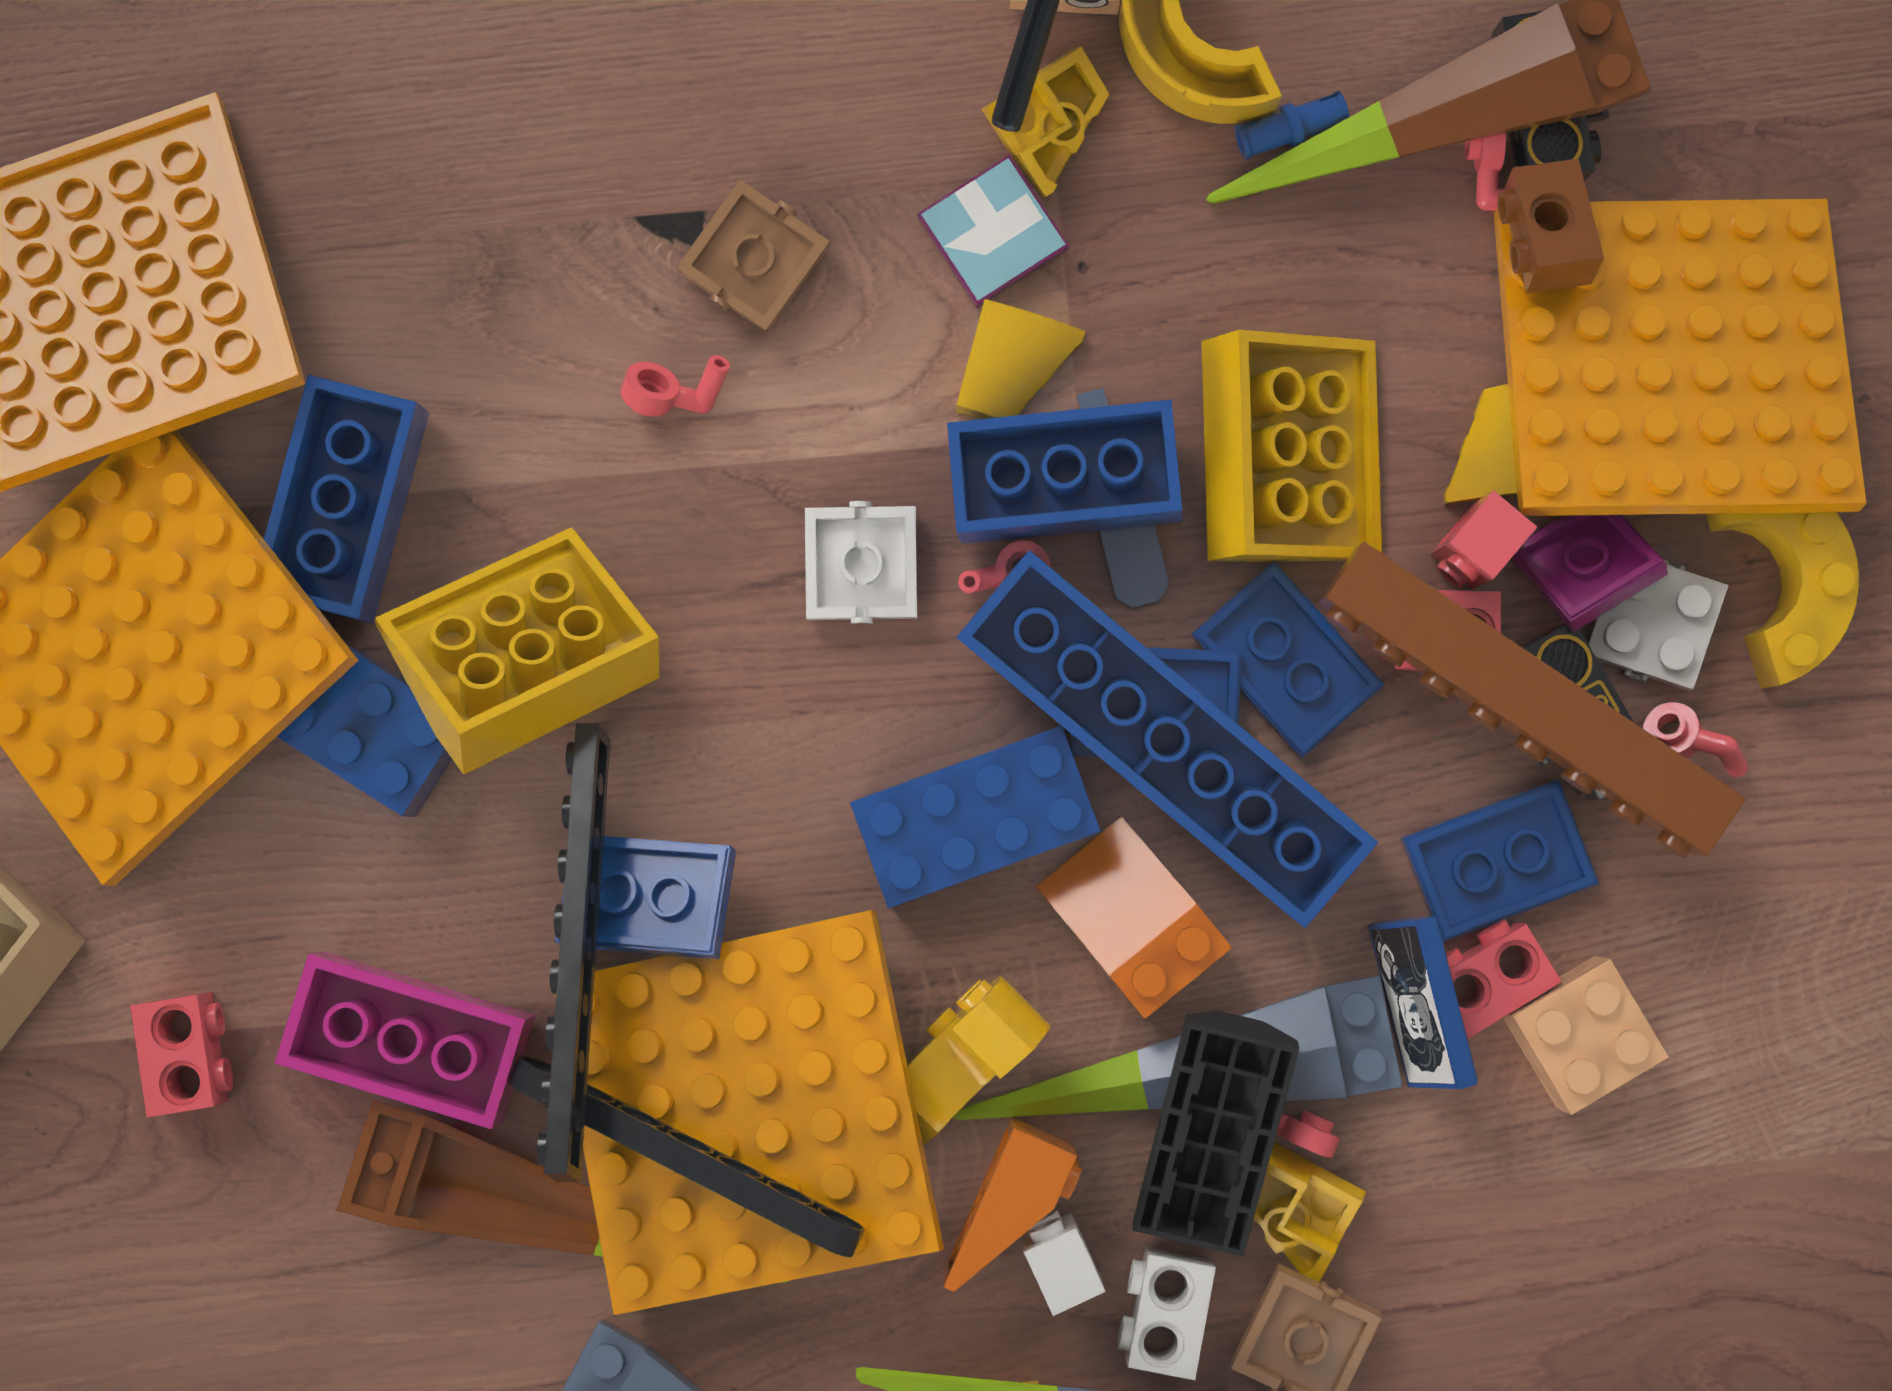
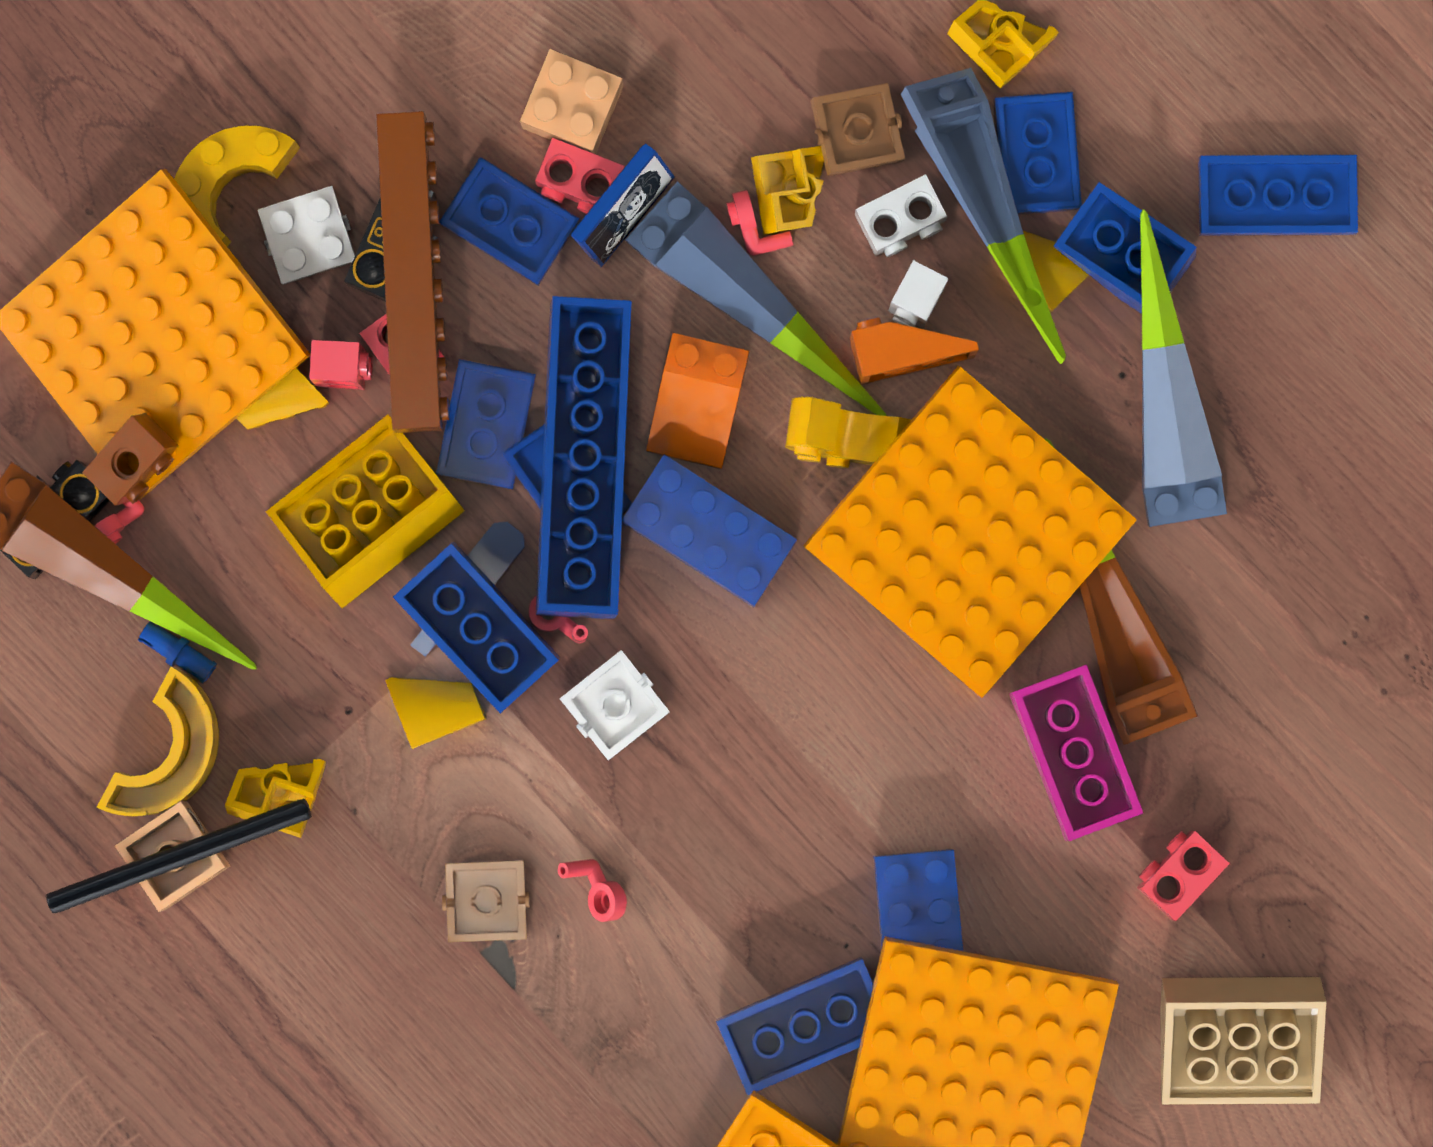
camera: 125 degrees left, 0 degrees up
(520, 648) = (809, 856): yellow slope -> none
(574, 972) = (965, 684): black plate -> none
(664, 897) = (894, 680): tile -> none
(704, 1165) = (1016, 545): black beam -> none
(993, 231) = (367, 776): tile -> none
(1216, 1131) = (781, 265): black piece -> none
(1588, 565) = (307, 295): magenta tile -> none
(1693, 738) = (359, 166): coral plate -> none

